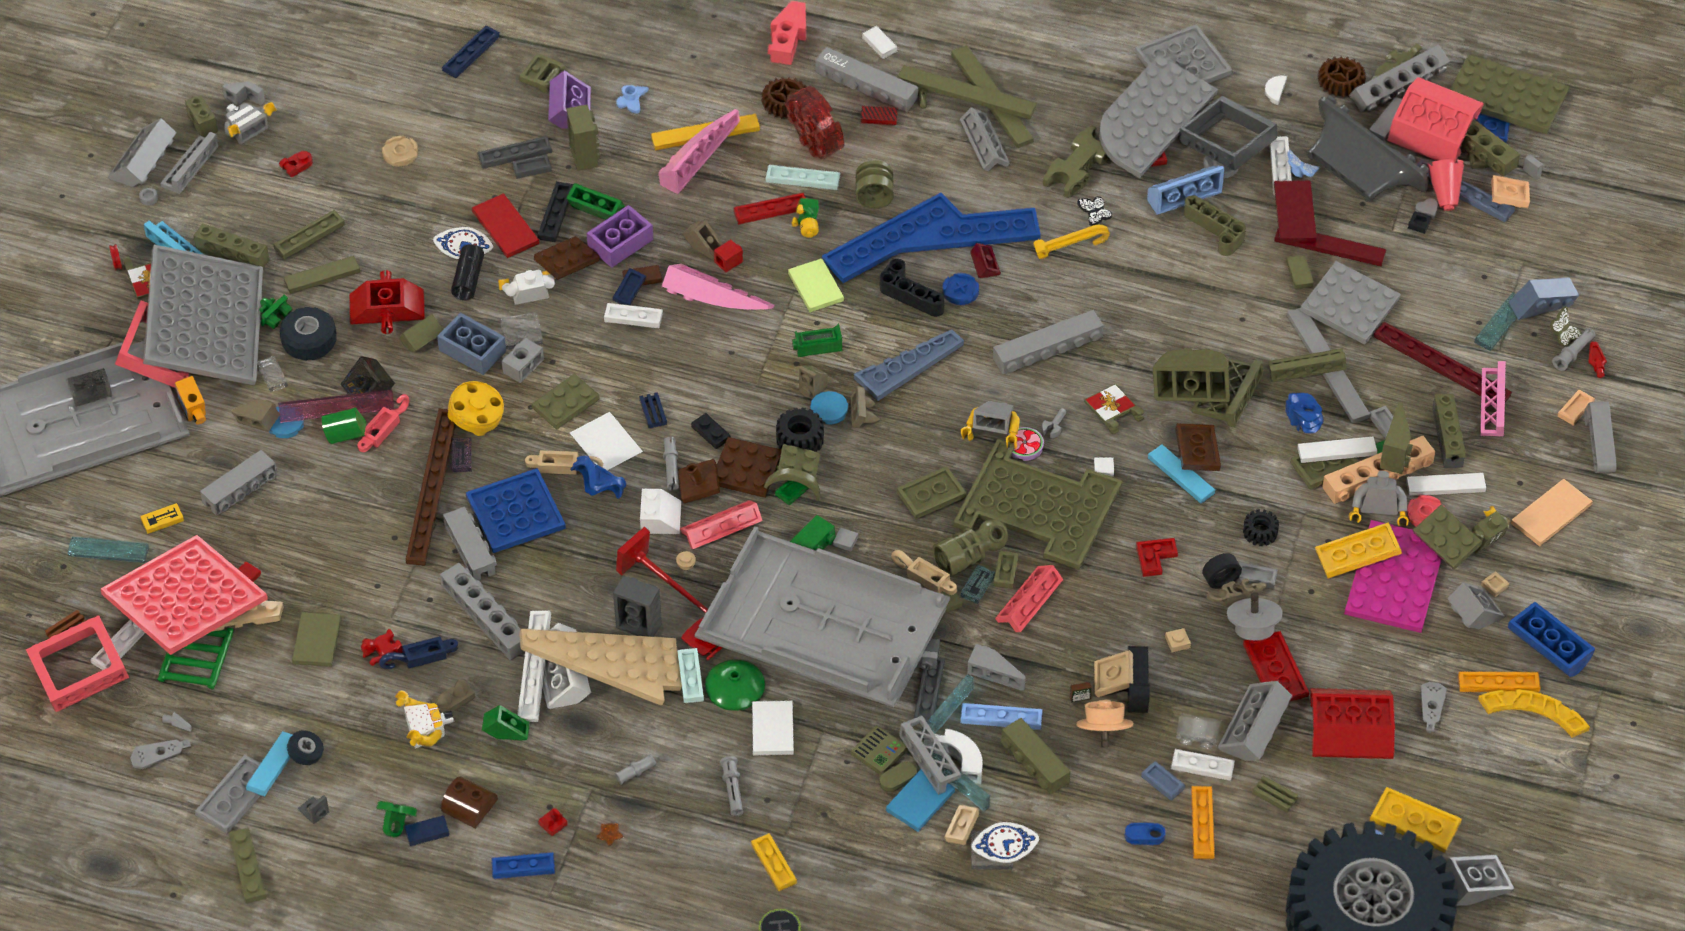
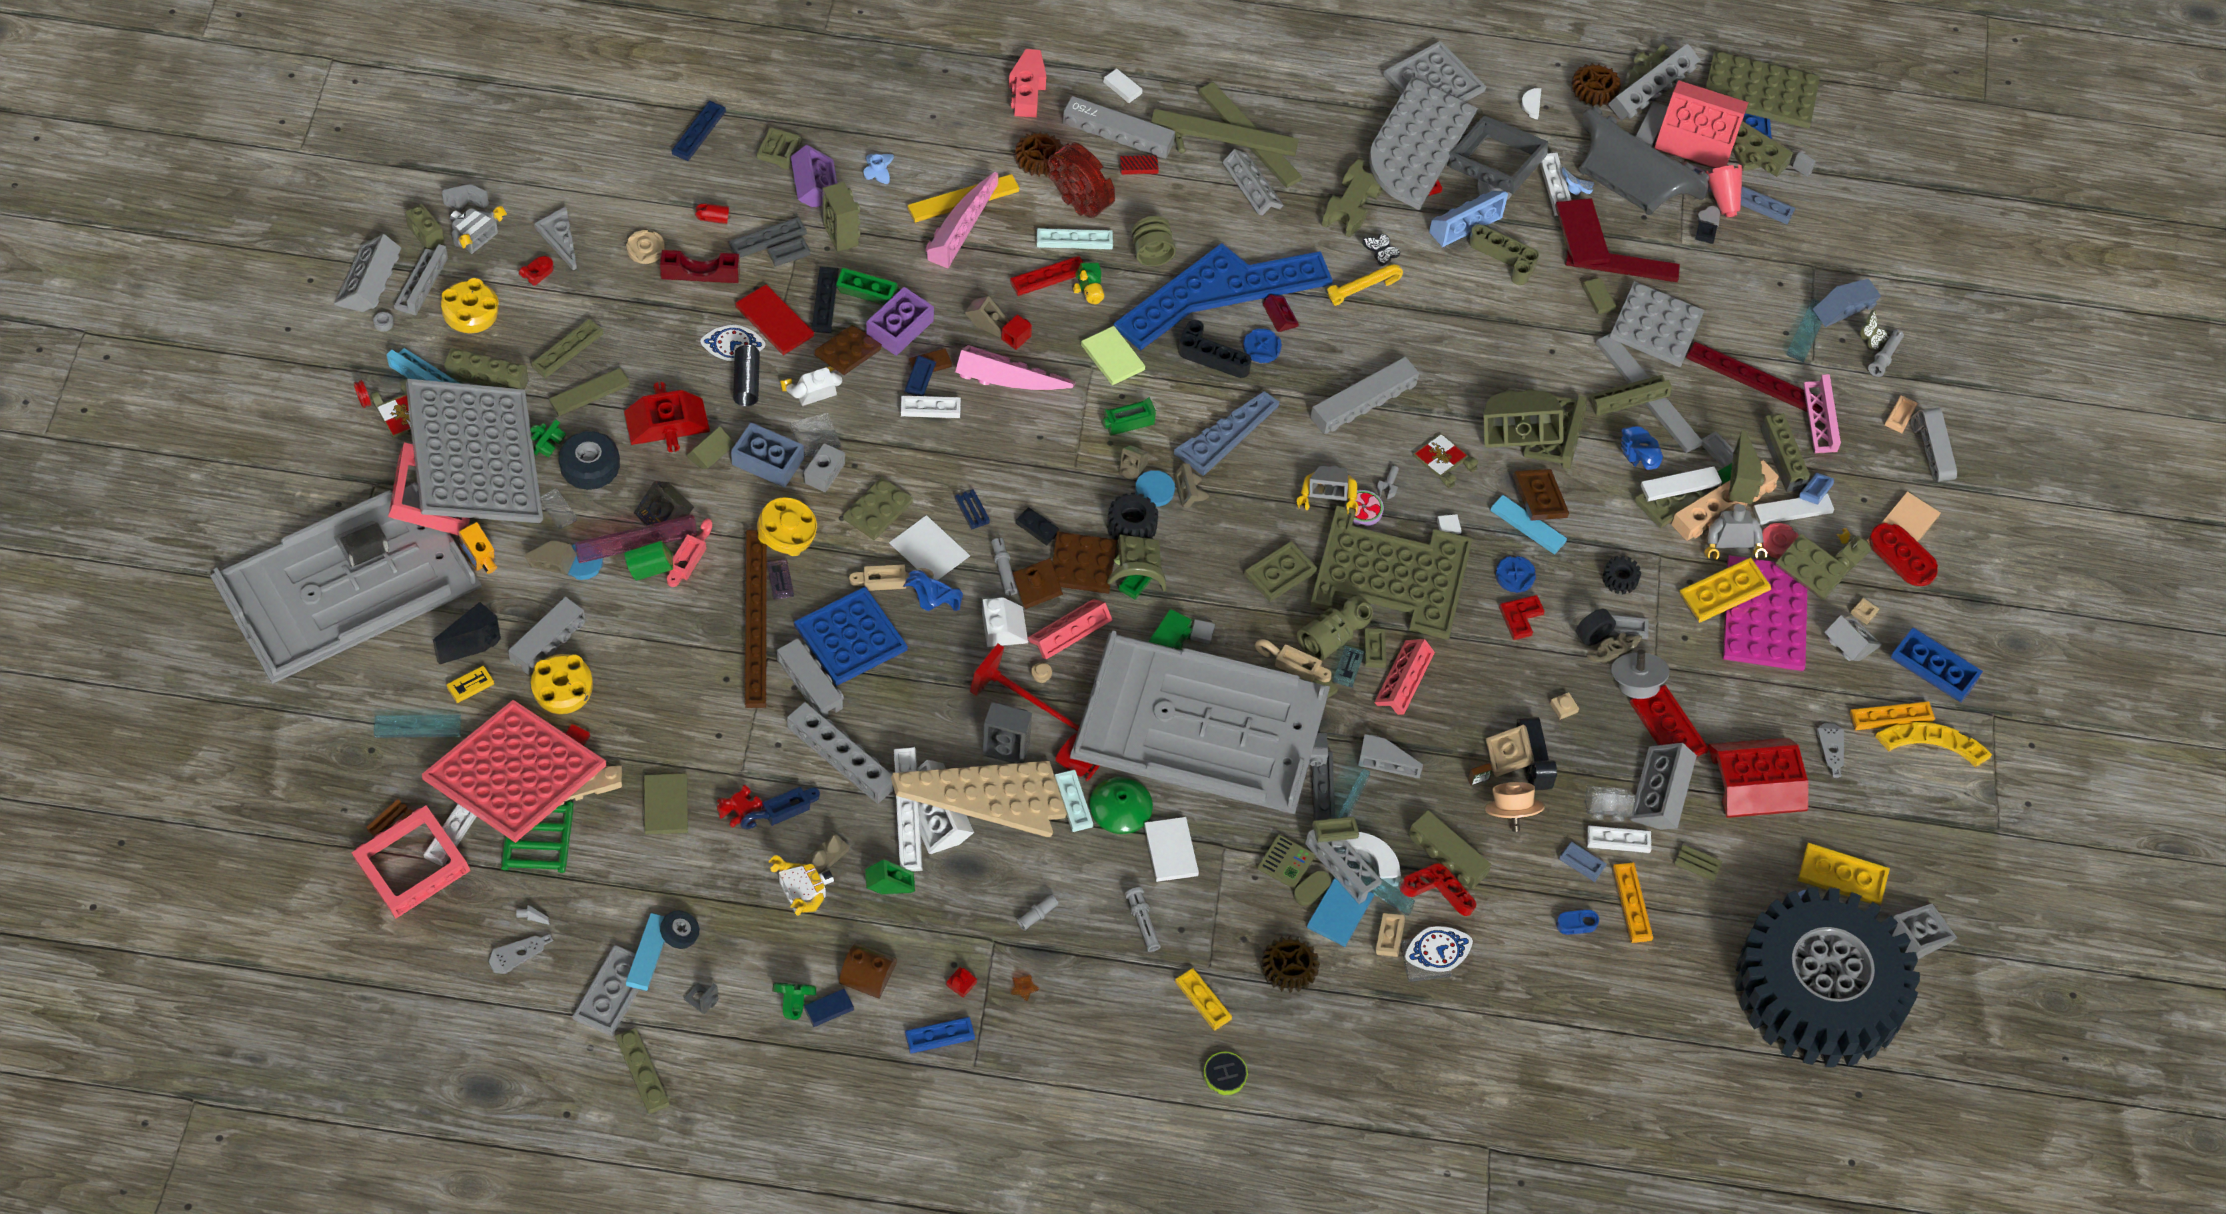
camera: 15 degrees left, 5 degrees up
(166, 474) = (468, 635): none -> black slope
(228, 189) = (469, 306): none -> yellow piece
(243, 525) = (562, 683): none -> yellow piece
(321, 132) = (557, 233): none -> light grey wing
(424, 170) = (722, 269): none -> dark red arch
(467, 126) = (712, 213): none -> red piece
(860, 847) = (1295, 974): none -> dark brown gear
(926, 723) = (1335, 829): none -> olive tile
(999, 715) = (1402, 808): light blue tile -> none
(1017, 778) = (1441, 878): none -> red beam
(1158, 517) = (1515, 574): none -> blue tile
(1473, 467) = (1816, 488): none -> medium blue tile
(1510, 191) = (1788, 192): light nougat plate -> none
(1545, 535) = (1903, 554): none -> red tile
(1597, 359) = (1910, 361): red piece -> none

